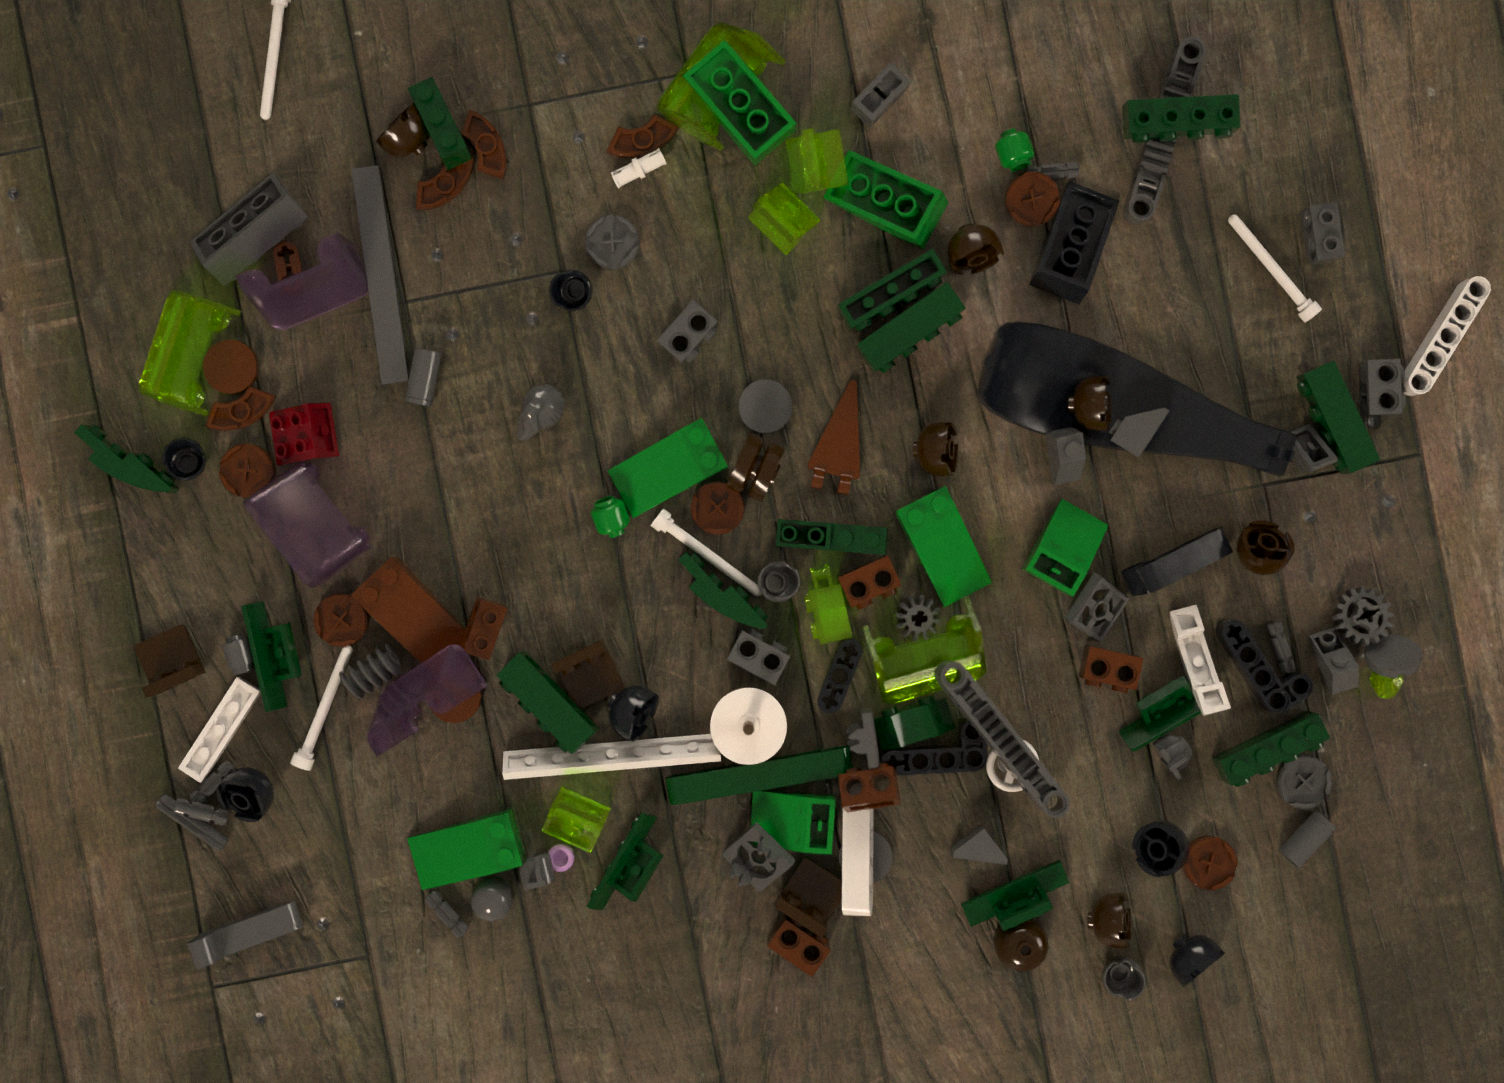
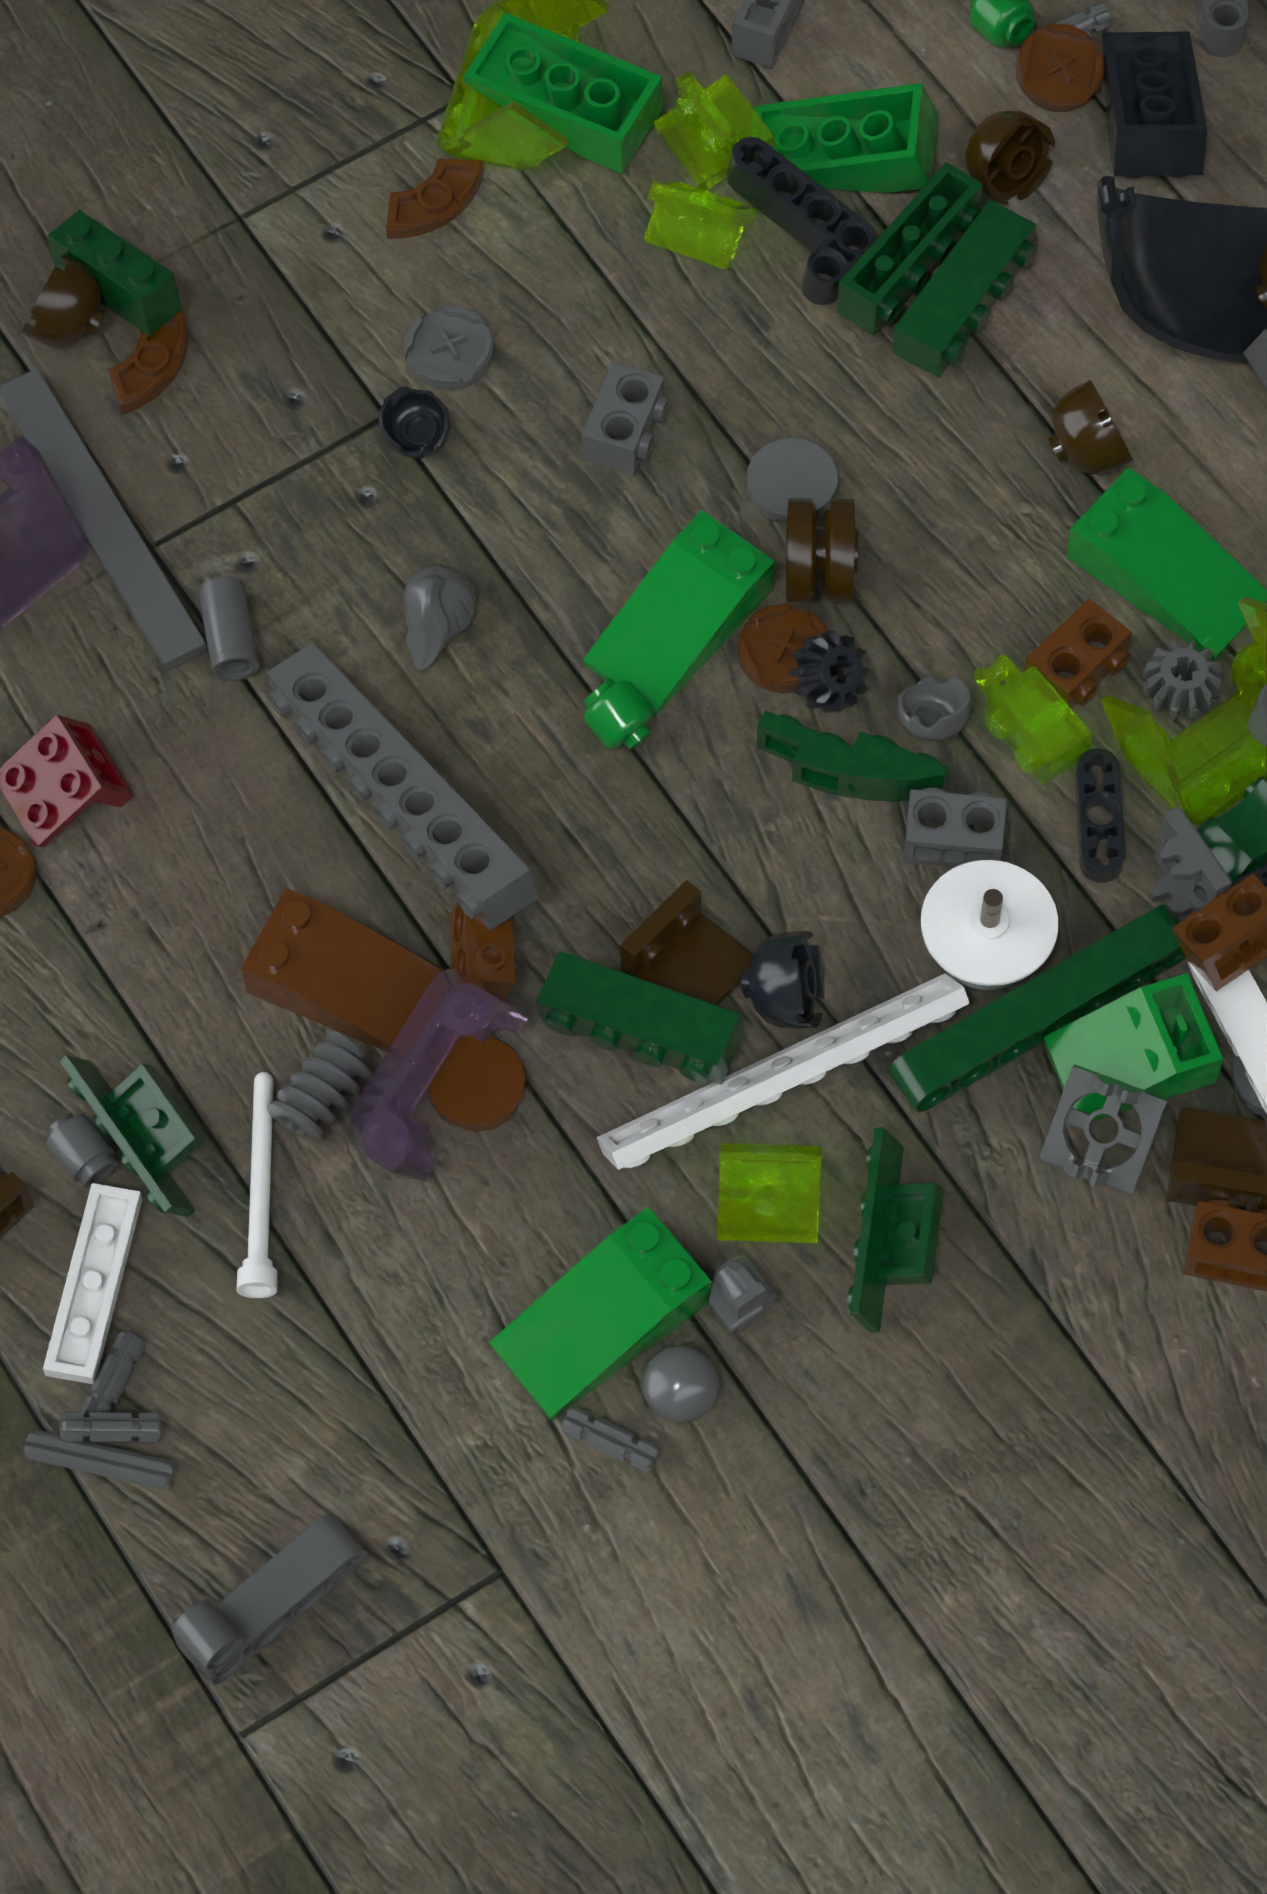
camera: 25 degrees left, 25 degrees down
(246, 793) = (180, 1356): black cylinder -> none
(307, 525) = (127, 900): windscreen -> none
(340, 620) = (234, 1038): reddish brown tile -> none
(488, 144) = (201, 291): reddish brown tile -> none
(500, 613) = (401, 787): none -> dark grey brick
(561, 856) = (775, 1266): lavender tile -> none
(638, 168) = (446, 233): white pin -> none
(665, 523) = (711, 696): white piece -> none
(731, 539) = (829, 671): none -> black gear
(832, 536) = (986, 619): dark green slope -> none
(837, 239) = (759, 172): none -> black beam
(839, 445) = (935, 493): reddish brown flag -> none

